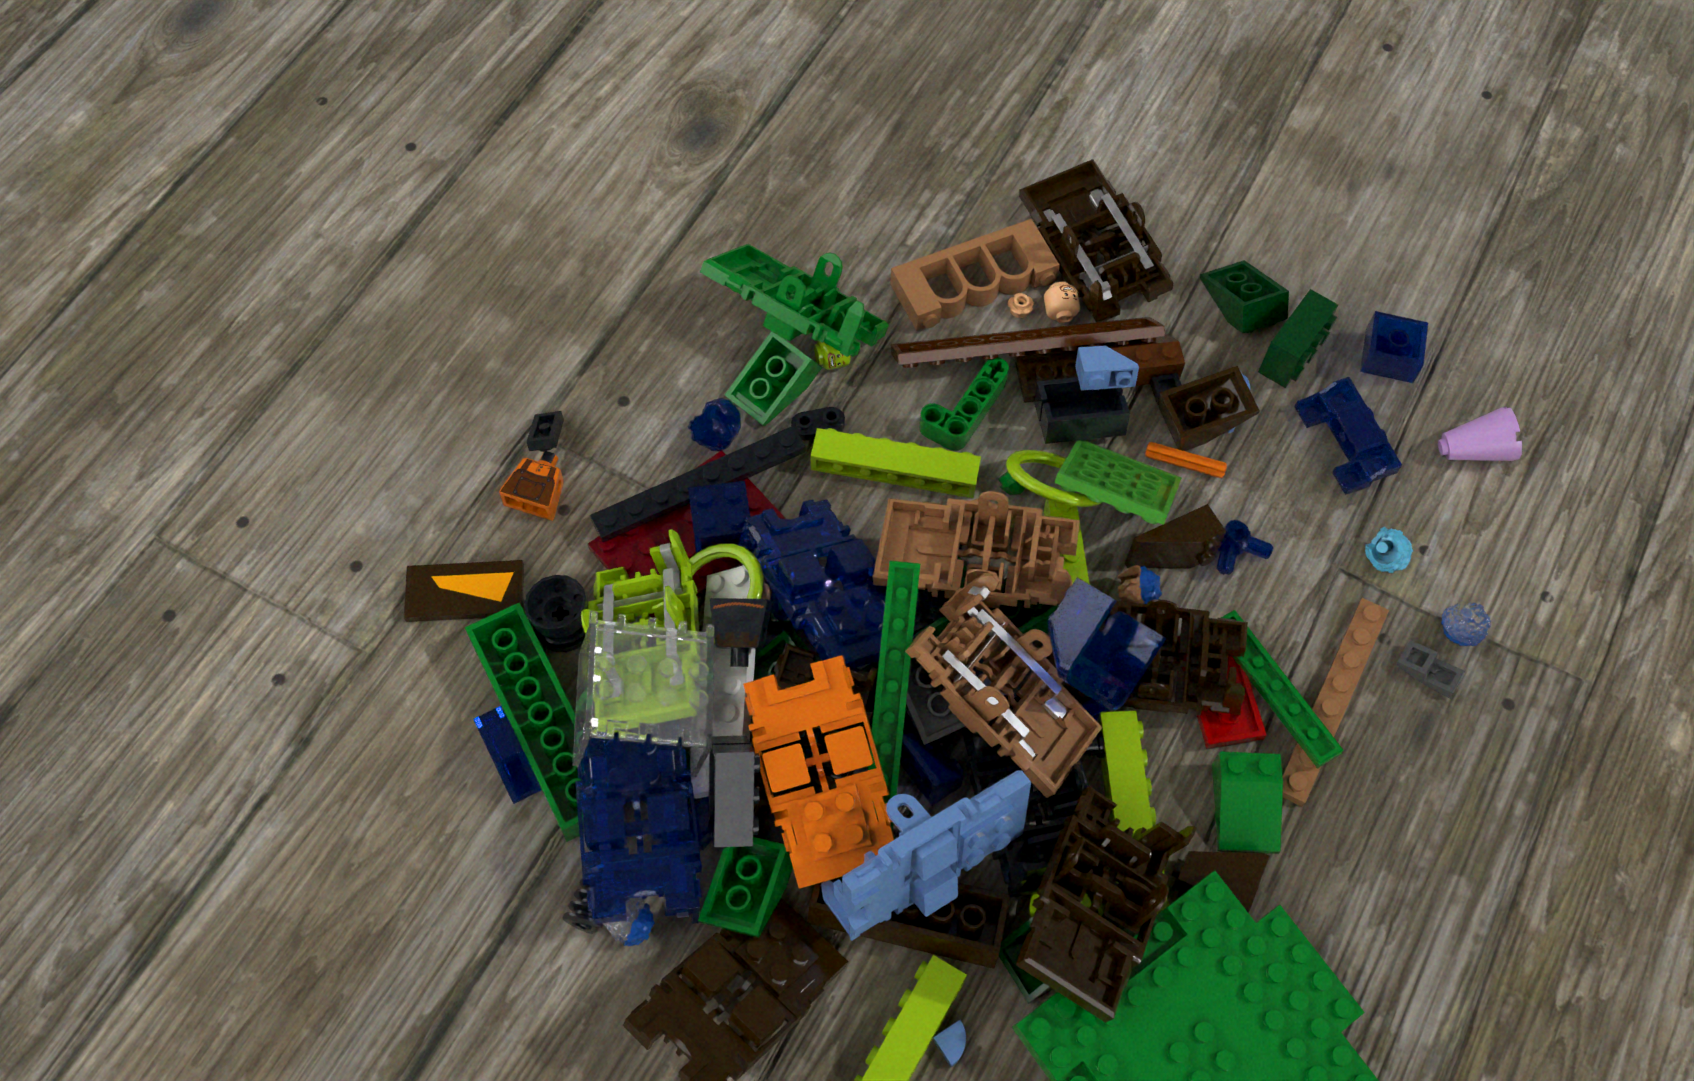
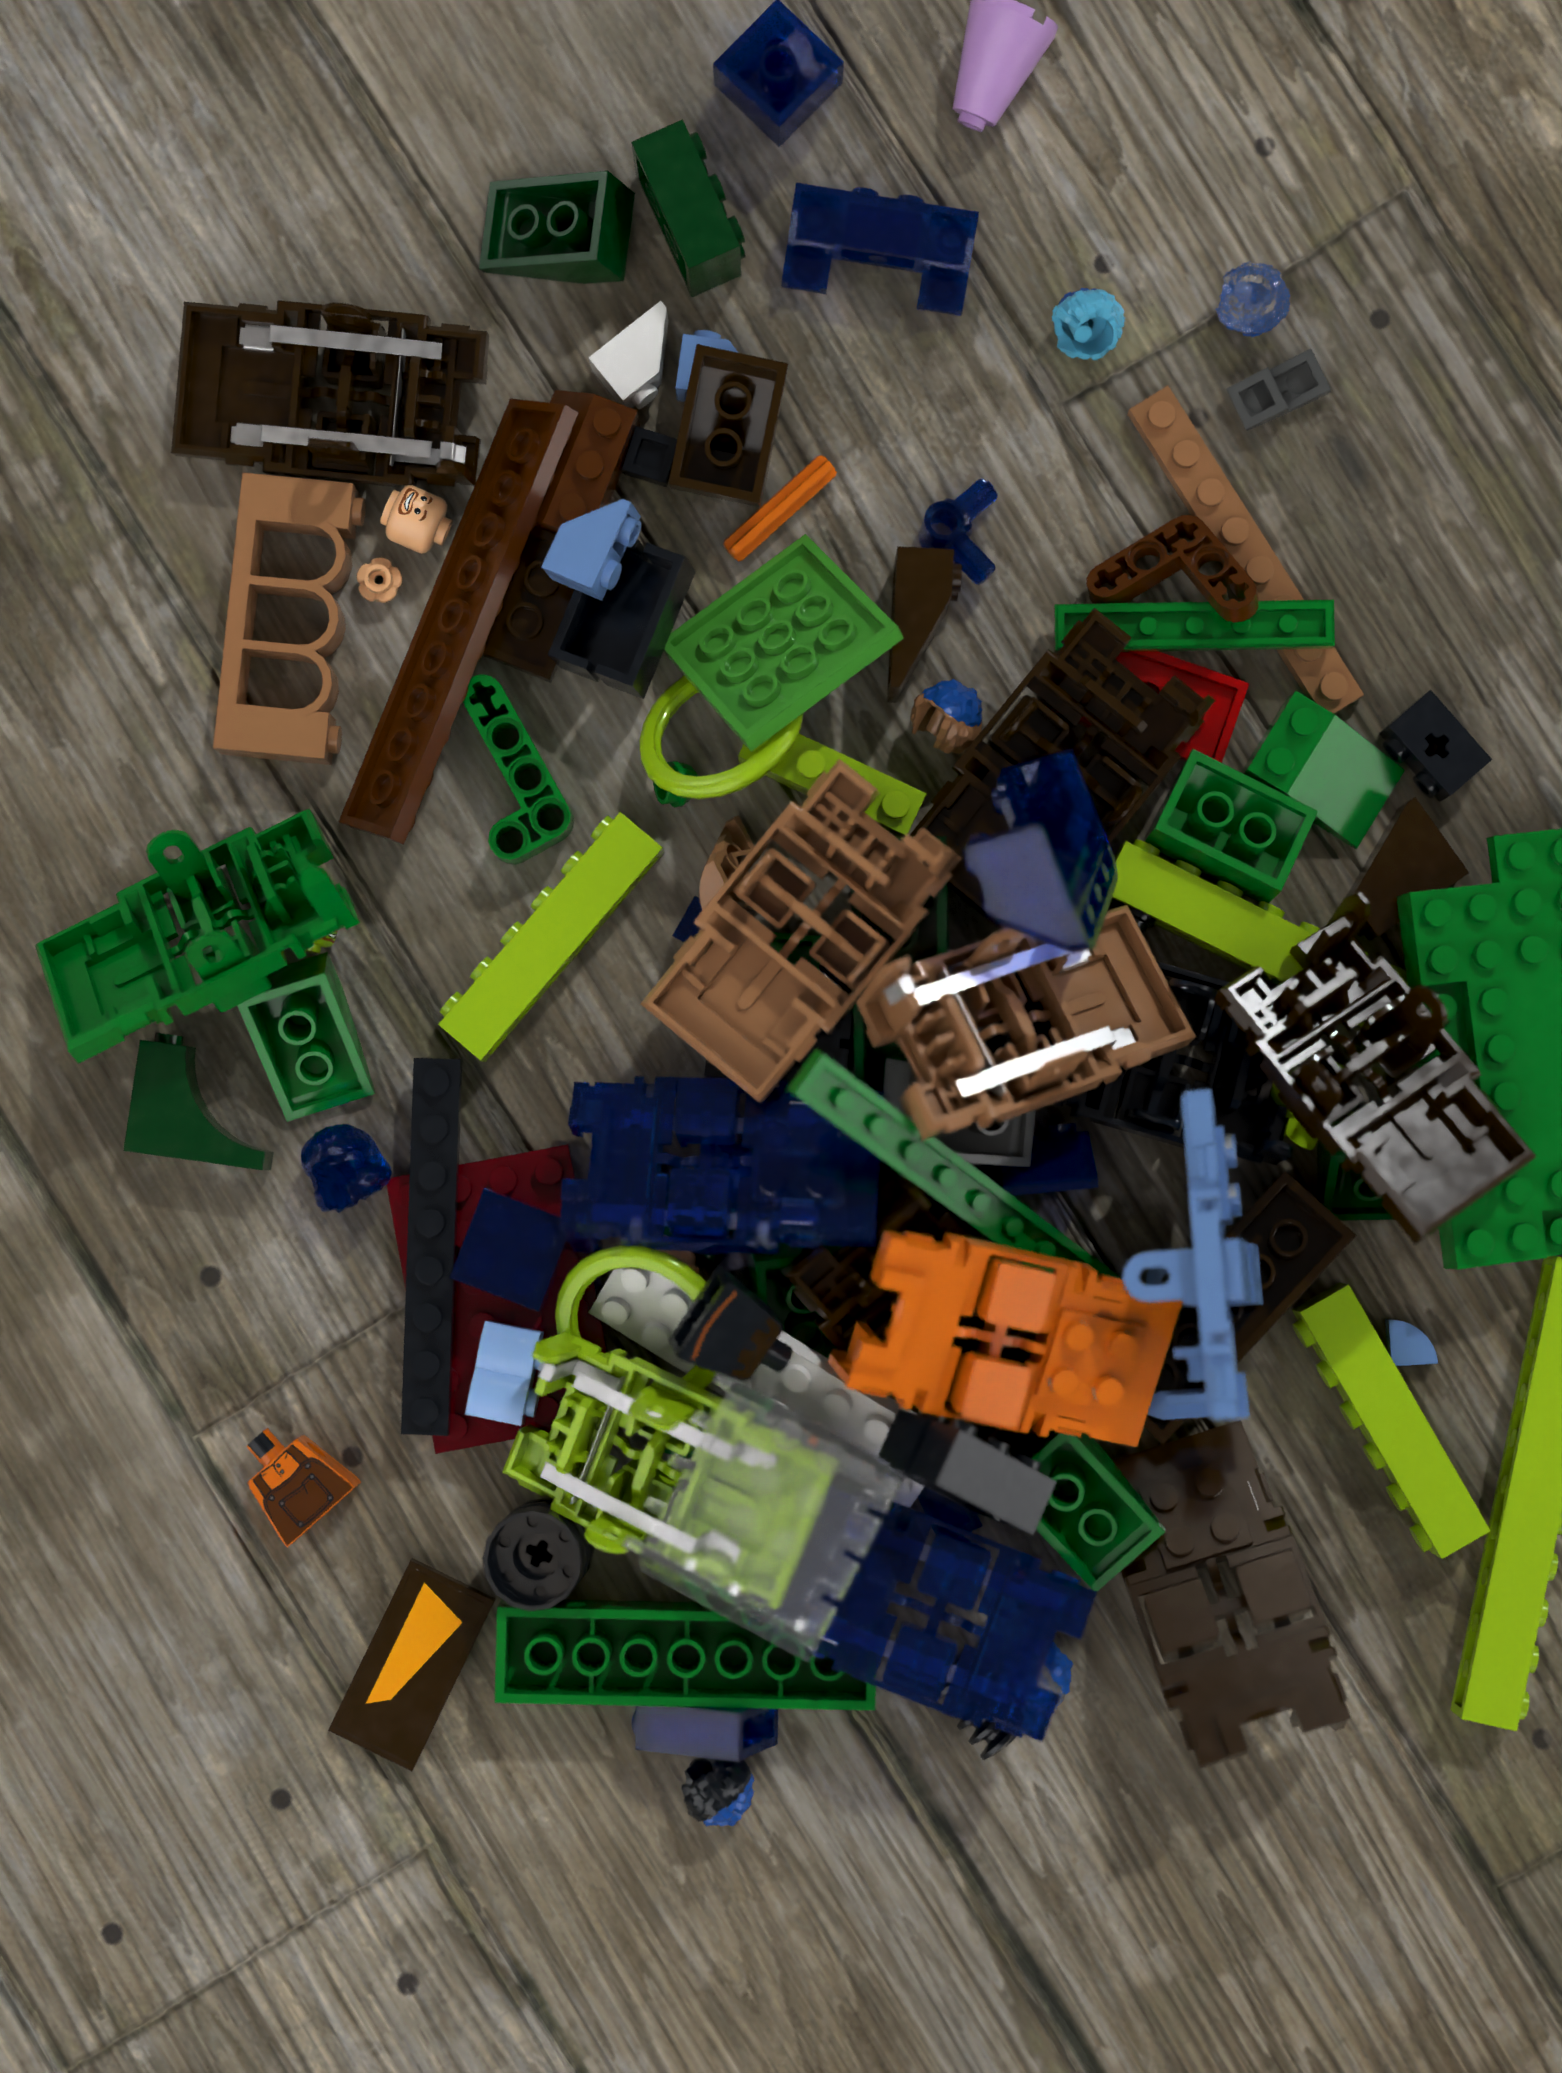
camera: 60 degrees left, 25 degrees up
(470, 777) = (718, 1790): none -> black piece
(545, 431) = (212, 1426): black plate -> none
(638, 541) = (504, 1374): none -> light blue brick
(698, 339) = (170, 1113): none -> dark green arch
(817, 419) = (419, 1010): black plate -> none
(1182, 764) = (1231, 827): none -> green slope
(1210, 356) = (634, 359): none -> white slope
(1308, 657) = (1185, 556): none -> reddish brown beam
(1315, 845) = (1455, 759): none -> black brick

